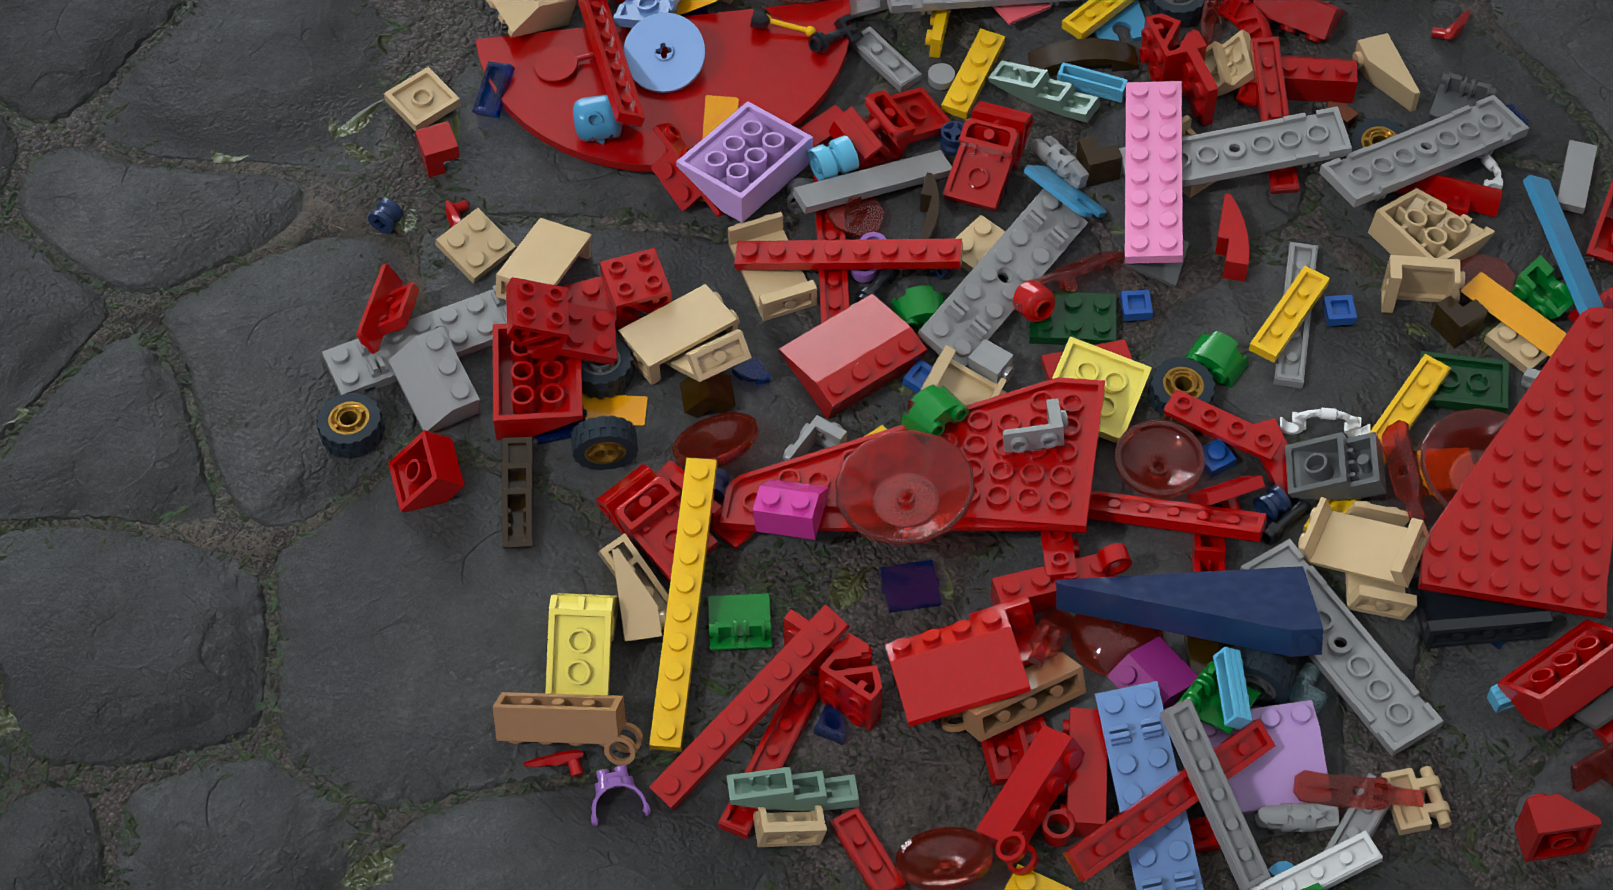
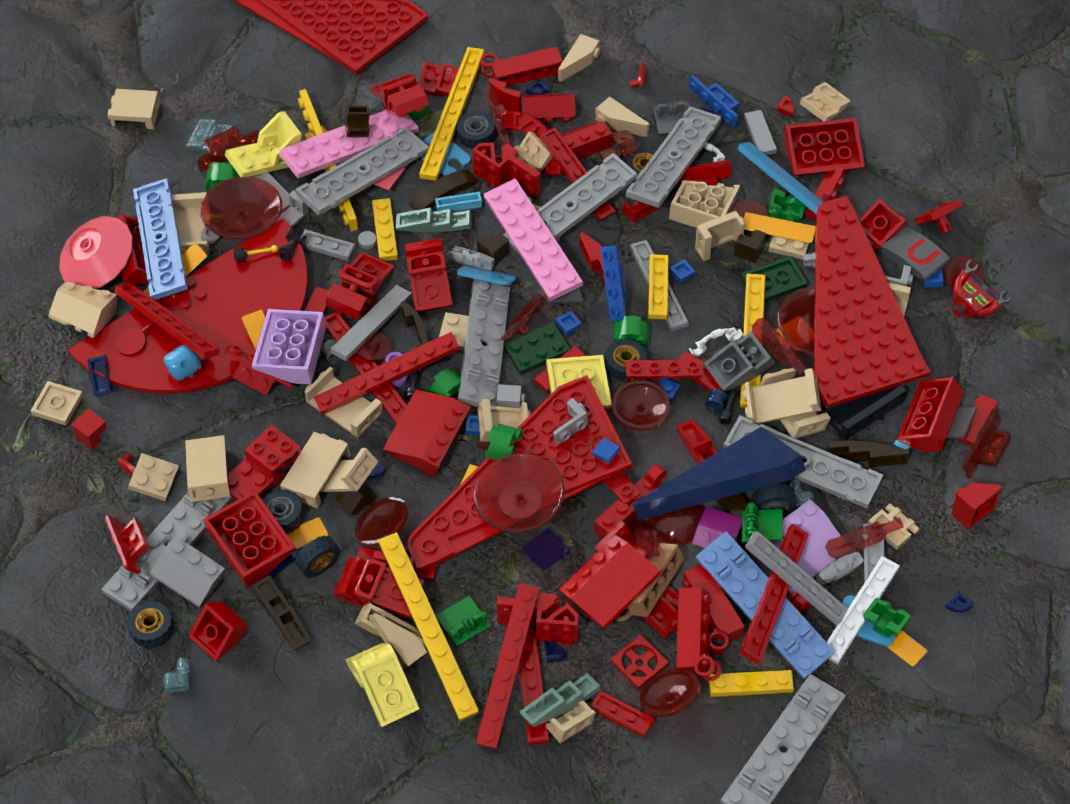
camera: 30 degrees left, 0 degrees up
(339, 511) = (178, 680): none -> clear light blue piece
(385, 216) = (84, 486): dark blue wheel -> none
(552, 327) = (247, 501): red piece -> none
(561, 758) = (418, 750): red bar -> none
(566, 719) = (405, 730): medium nougat hinge -> none
(612, 780) = (452, 750): medium lavender helmet -> none
(679, 67) = (199, 288): light blue piece -> none
(789, 508) = (456, 539): dark pink slope -> none
(819, 431) = (439, 485): light grey bracket -> none
(837, 157) = (341, 320): medium azure wheel -> none
(930, 775) = (651, 653): none -> red piece
(950, 137) = (402, 269): dark blue wheel -> none
(1034, 301) = (513, 348): red head -> none
(1061, 491) = (606, 451): none -> blue tile
(1177, 516) = (674, 432): red plate -> none
(1226, 492) = (689, 407): red tile -> none
(1229, 280) = (614, 282): none -> blue bracket
(1232, 688) = (769, 513): medium azure piece -> none
(1331, 203) = (637, 211): none -> red hinge
(1367, 101) = (625, 142): none -> clear red piece
(1453, 686) = (874, 453): none -> dark brown slope
(1543, 104) = (717, 98): none -> blue bracket

